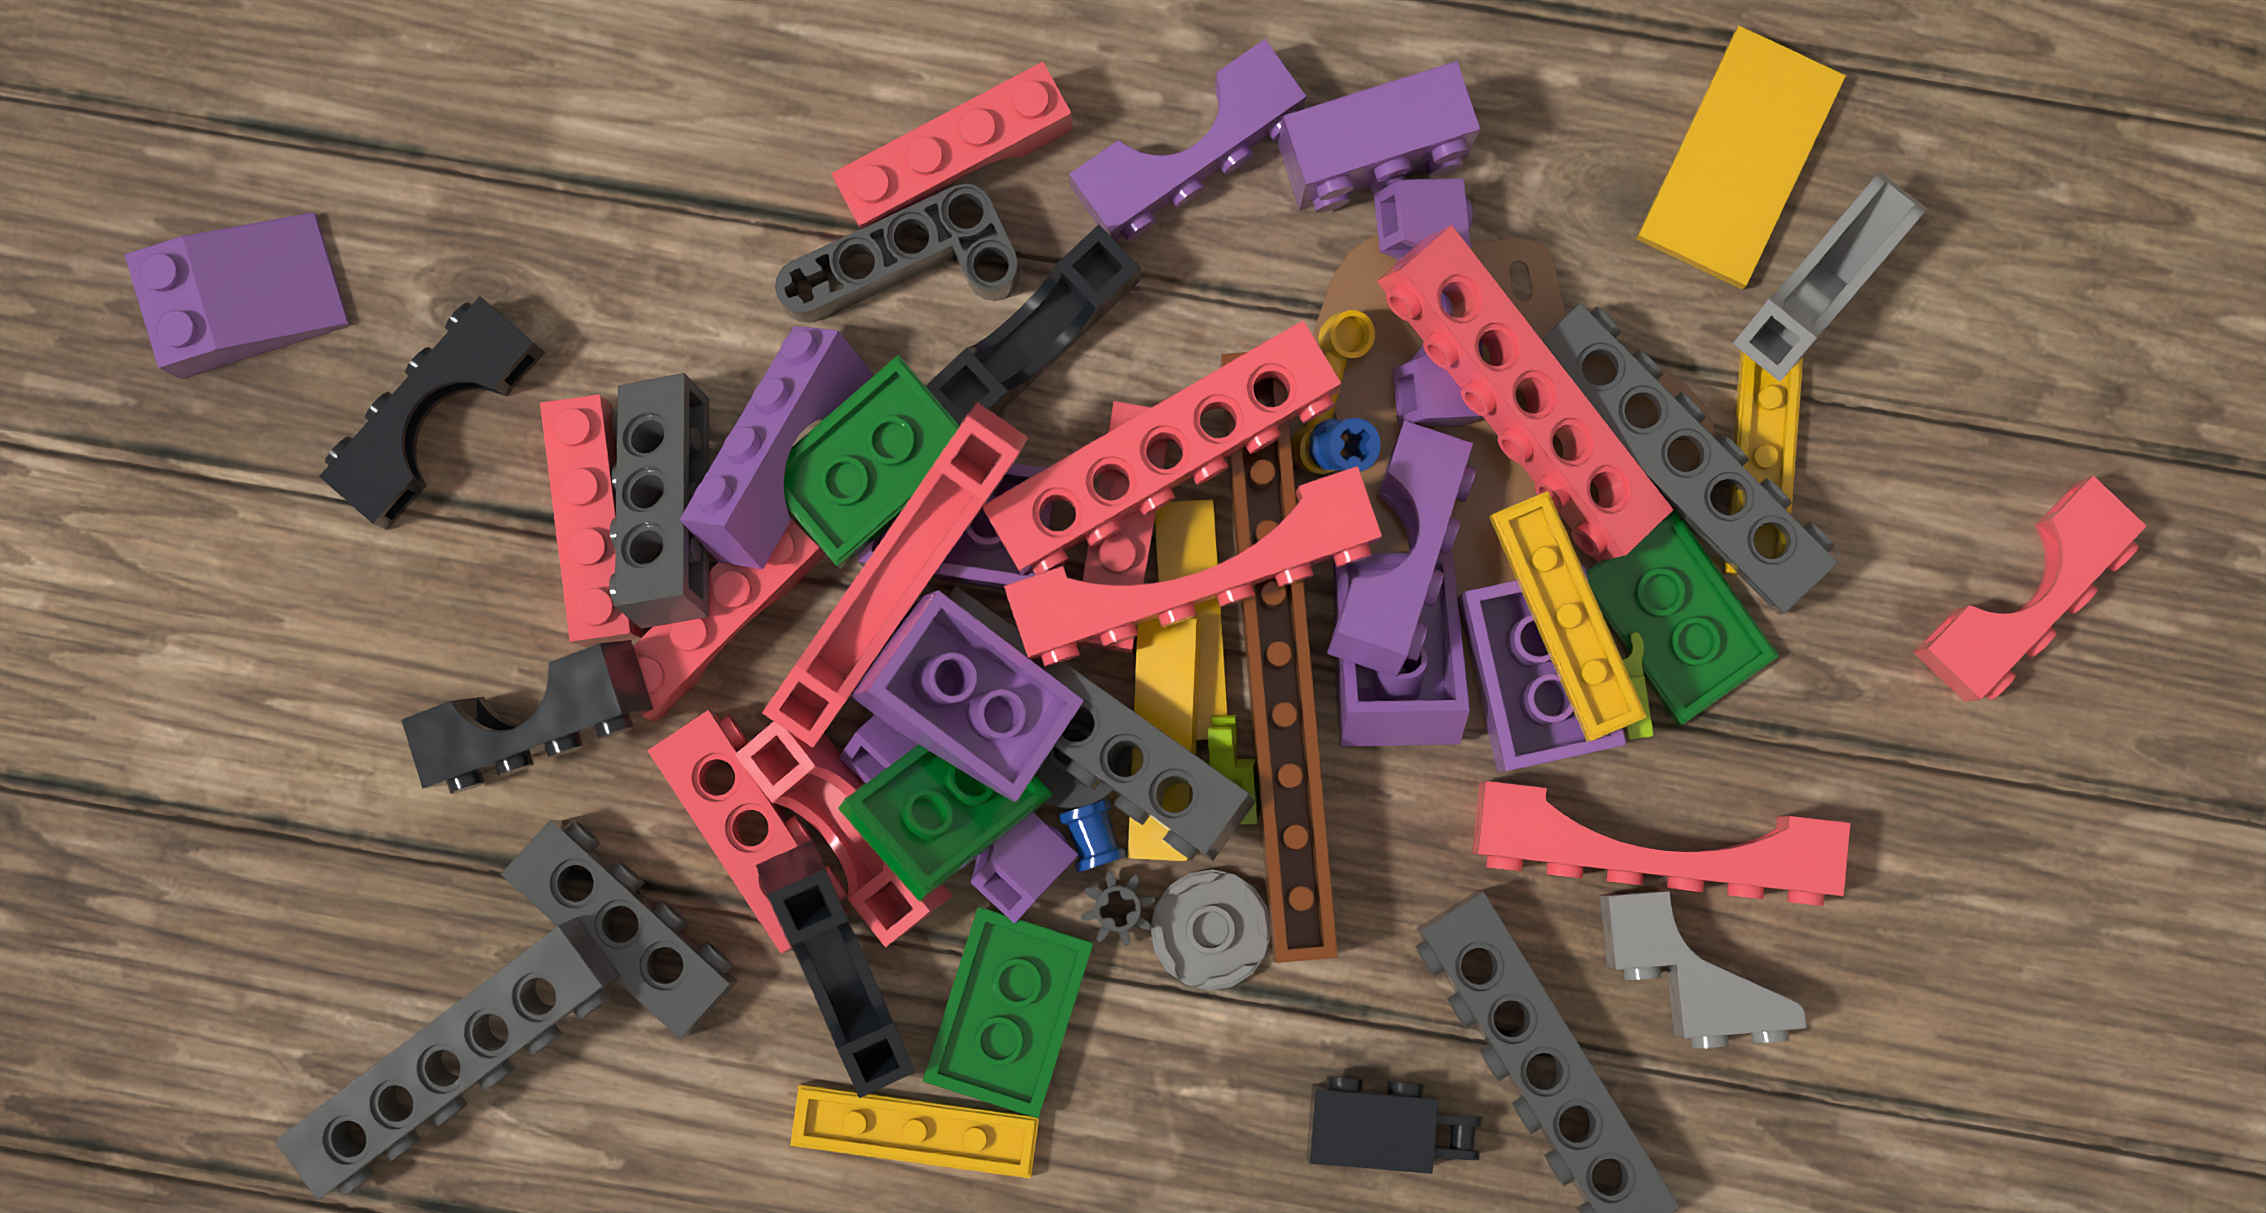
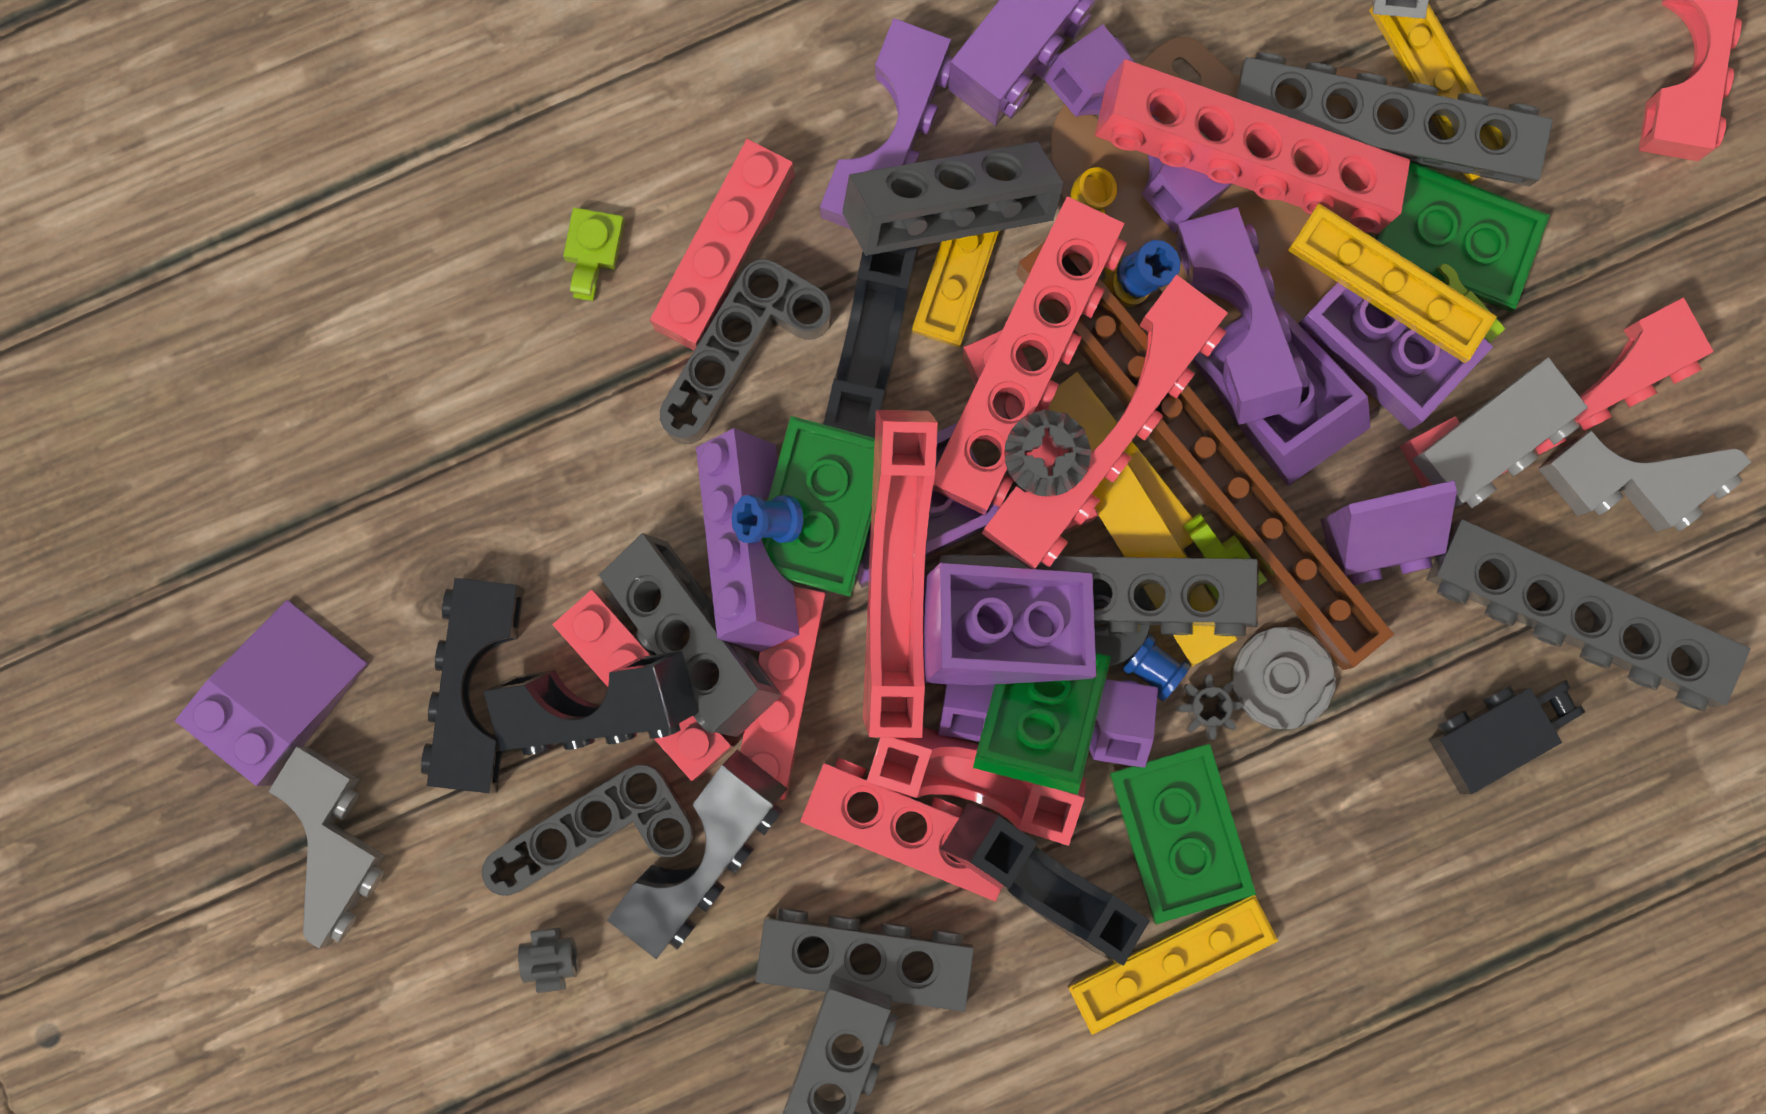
camera: 35 degrees left, 0 degrees up
(189, 492) = (337, 862): none -> light grey arch
(322, 720) = (548, 960): none -> dark grey gear
(435, 625) = (582, 837): none -> dark grey beam
(477, 481) = (640, 697): none -> black arch
(797, 433) = (767, 519): none -> blue bush
(832, 66) = (593, 244): none -> lime plate
(1121, 582) = (1030, 471): none -> dark grey gear
(1170, 323) = (954, 288): none -> yellow tile
(1199, 248) = (951, 197): none -> dark grey brick
(1402, 857) = (1391, 532): none -> medium lavender slope
(1574, 836) = (1503, 434): none -> light grey brick

